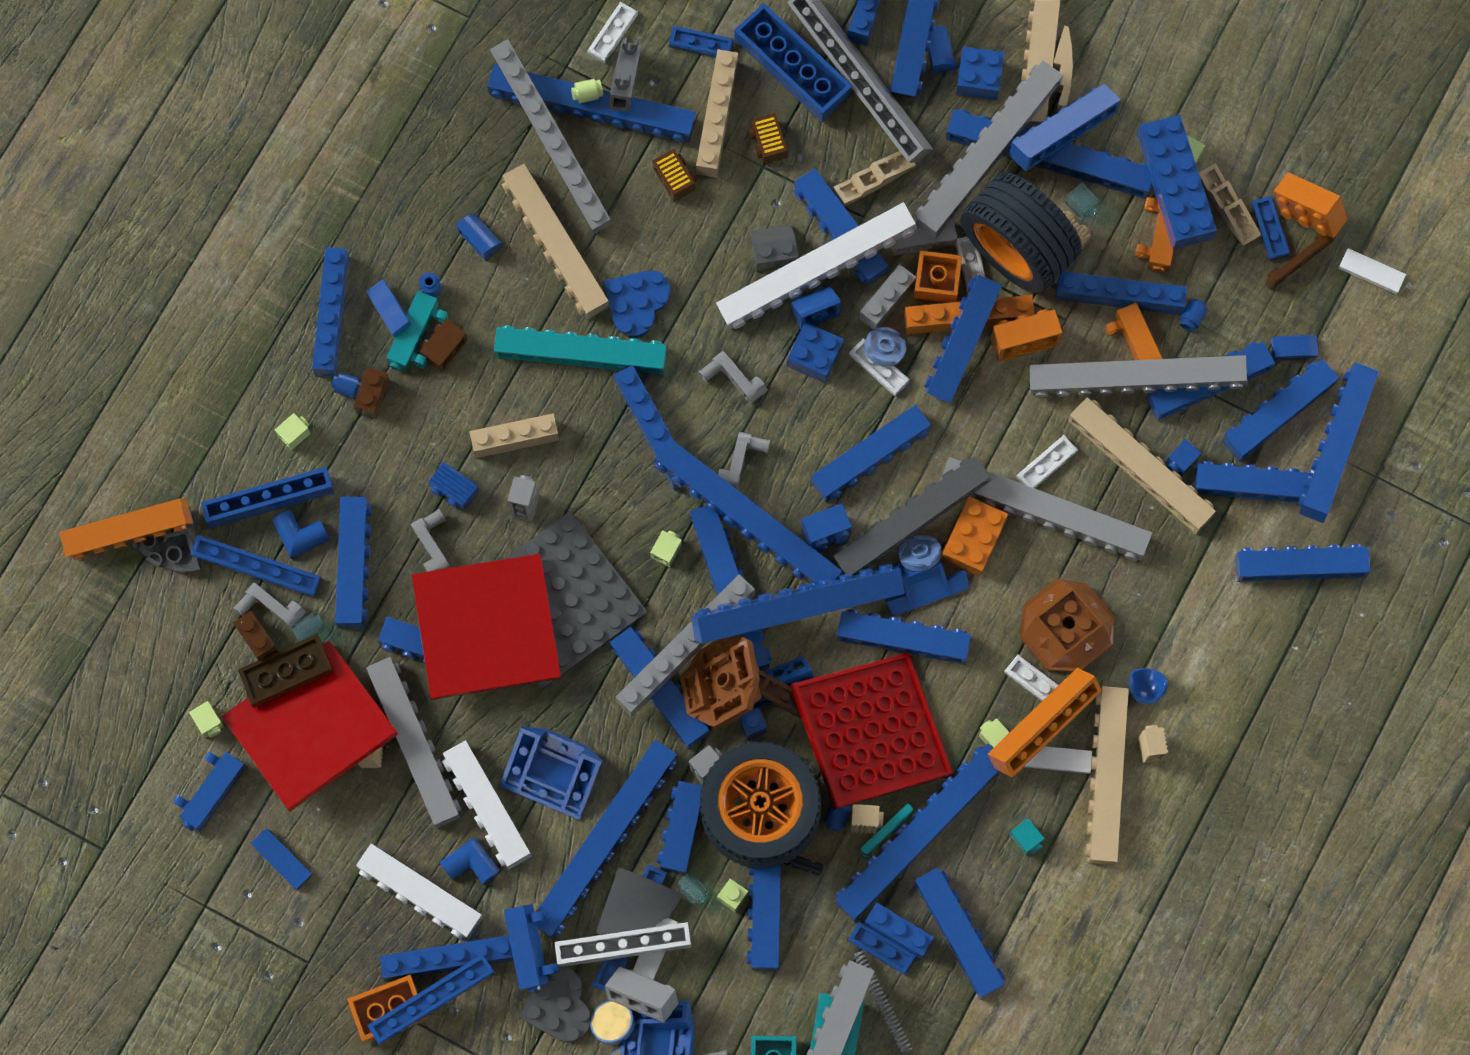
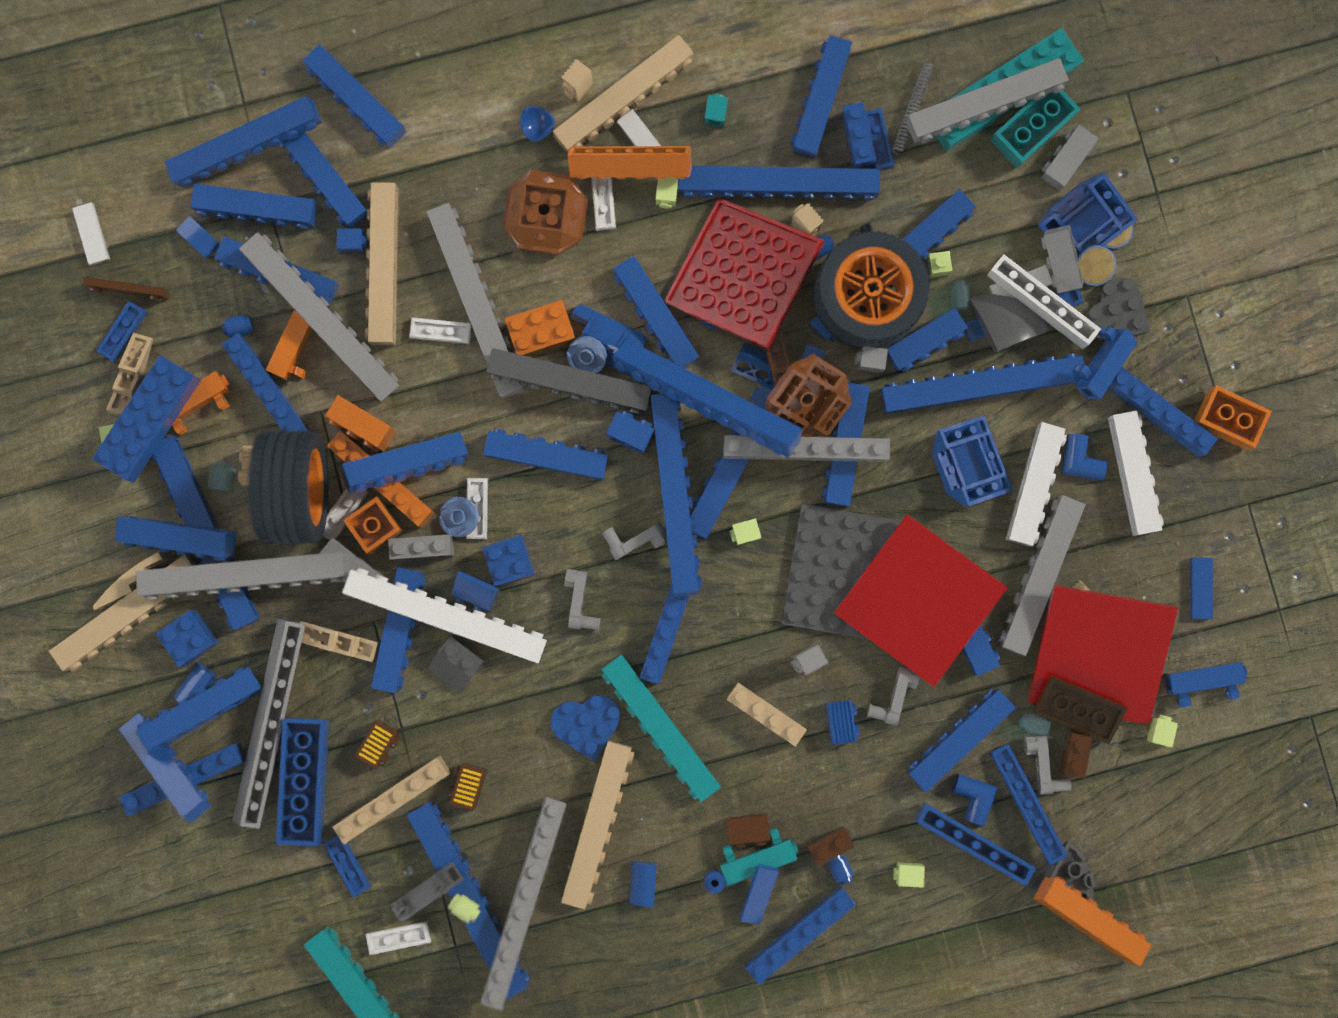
camera: 135 degrees left, 10 degrees up
(431, 999) = (1202, 390): blue tile -> none
(886, 831) = (791, 204): teal tile -> none
(1310, 205) = (79, 310): orange brick -> none

